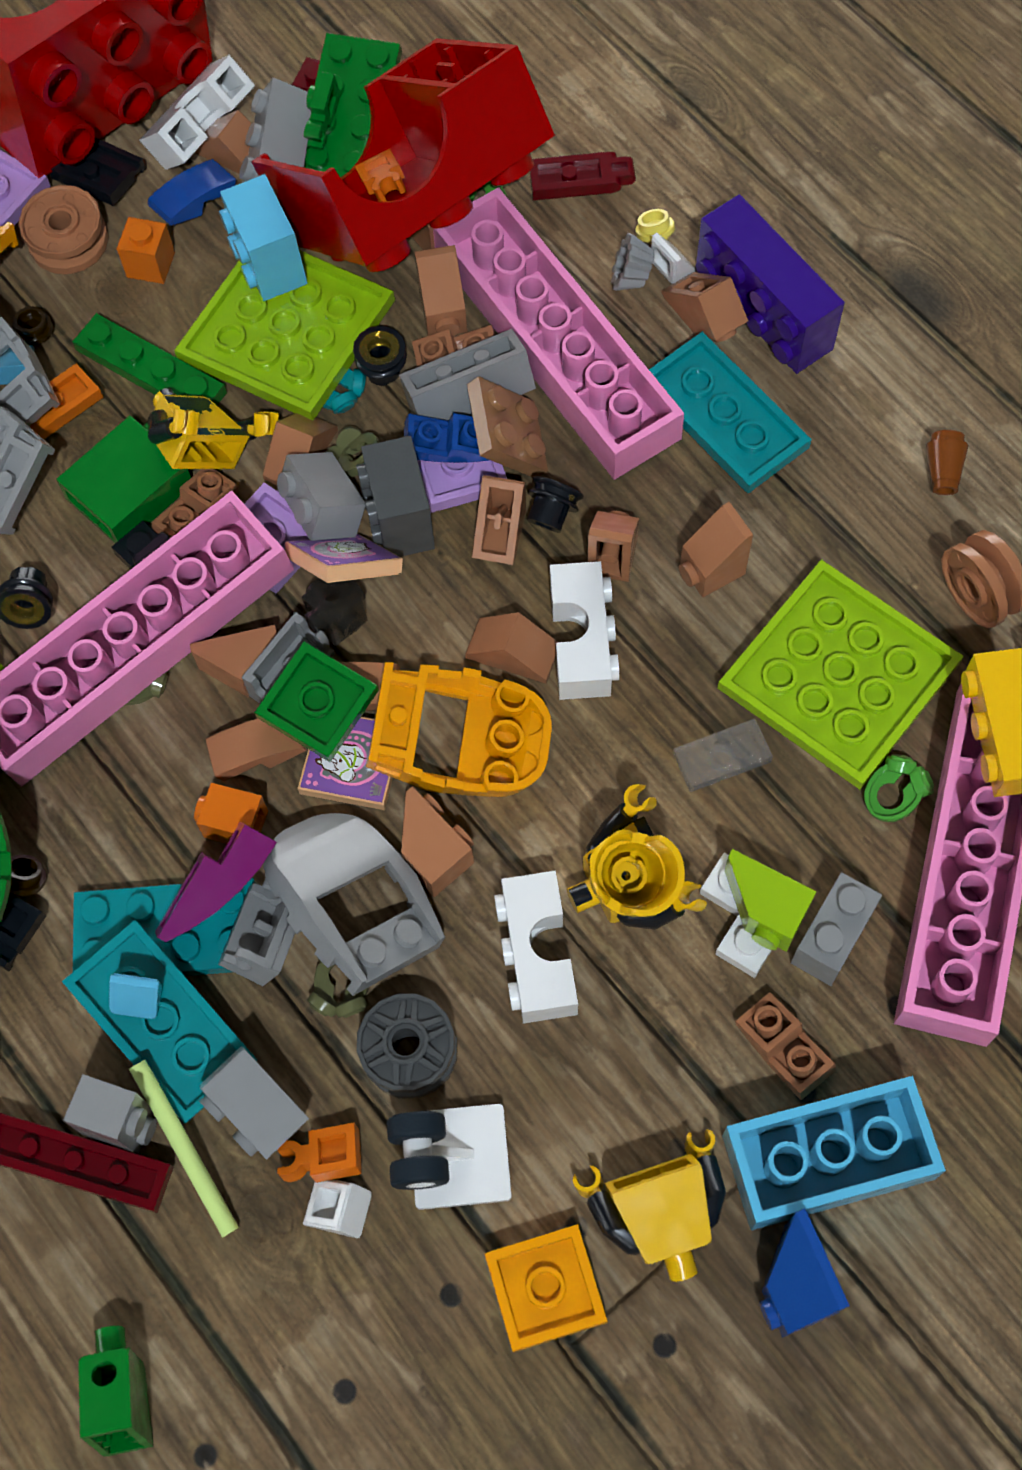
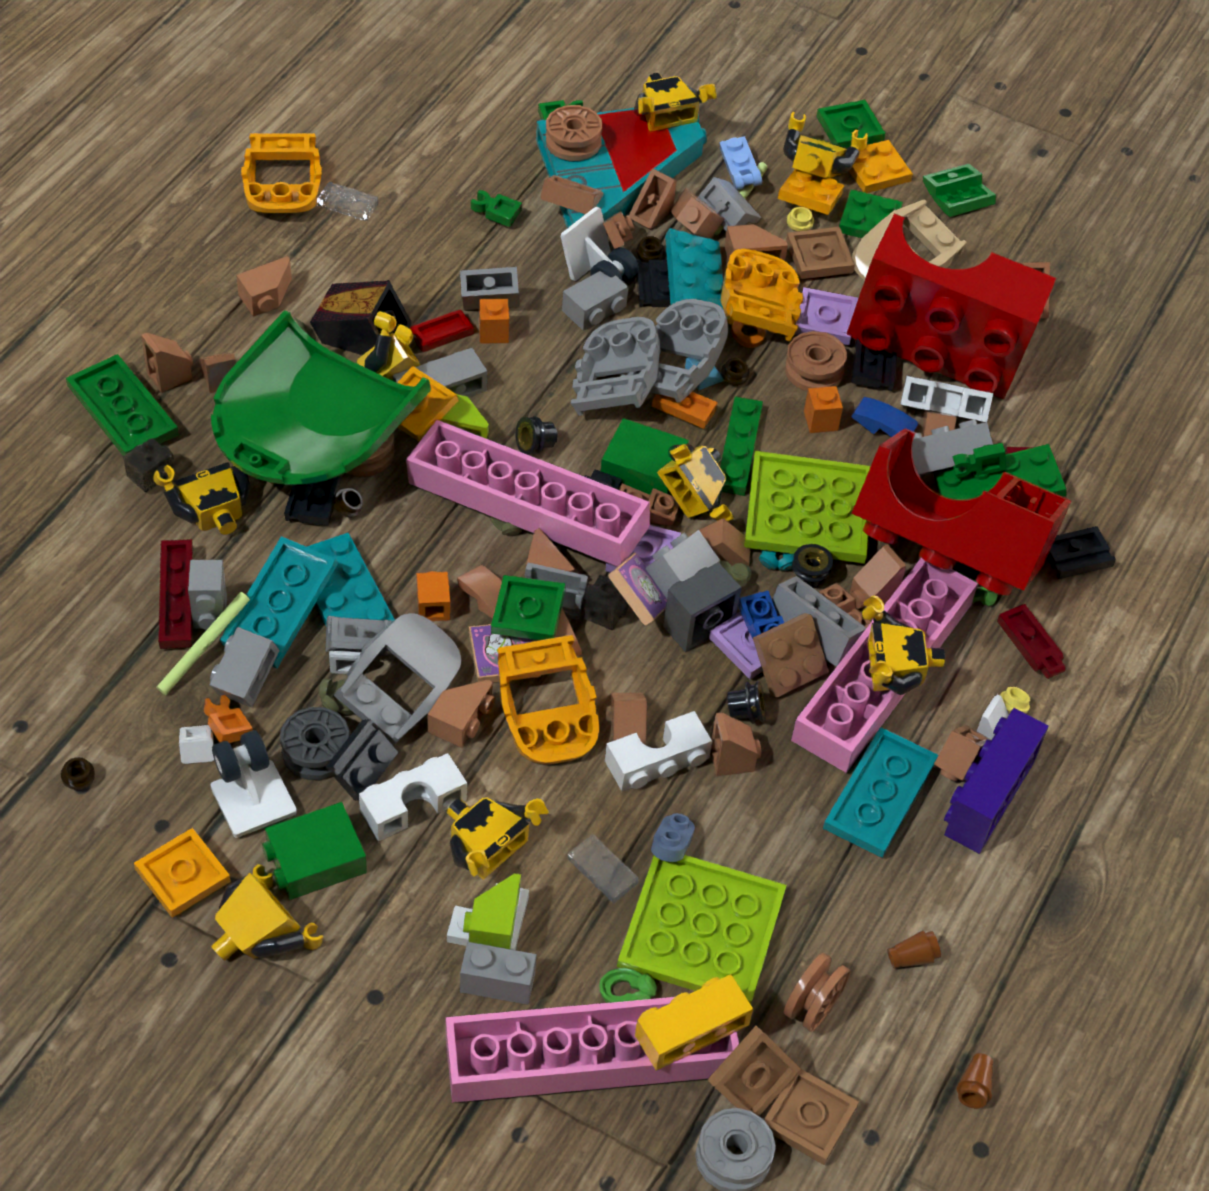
camera: 60 degrees right, 15 degrees down
(113, 1396) = (37, 658): green torso -> none
(134, 996) = (286, 574): medium azure slope -> none
(215, 882) = (380, 592): magenta slope -> none
(262, 238) = (850, 459): medium azure brick -> none
(292, 966) = (342, 661): none -> white slope
(312, 1389) = (77, 766): none -> dark brown plate
(381, 175) = (945, 509): orange plate -> none
(461, 992) = (362, 759): none -> black plate
(499, 519) = (718, 676): nougat slope -> none
(577, 1100) = (314, 851): none -> green brick
(578, 306) = (897, 651): none -> torso
(632, 264) = (971, 694): light grey piece -> none
(648, 861) = (470, 804): yellow helmet -> none
(705, 657) = (673, 838): none -> sand blue plate
(716, 552) = (755, 813): nougat slope -> none
(784, 1046) = (403, 970): nougat slope -> none
(800, 1280) = (238, 1015): blue slope -> none
(832, 1152) = (331, 1011): medium azure brick -> none

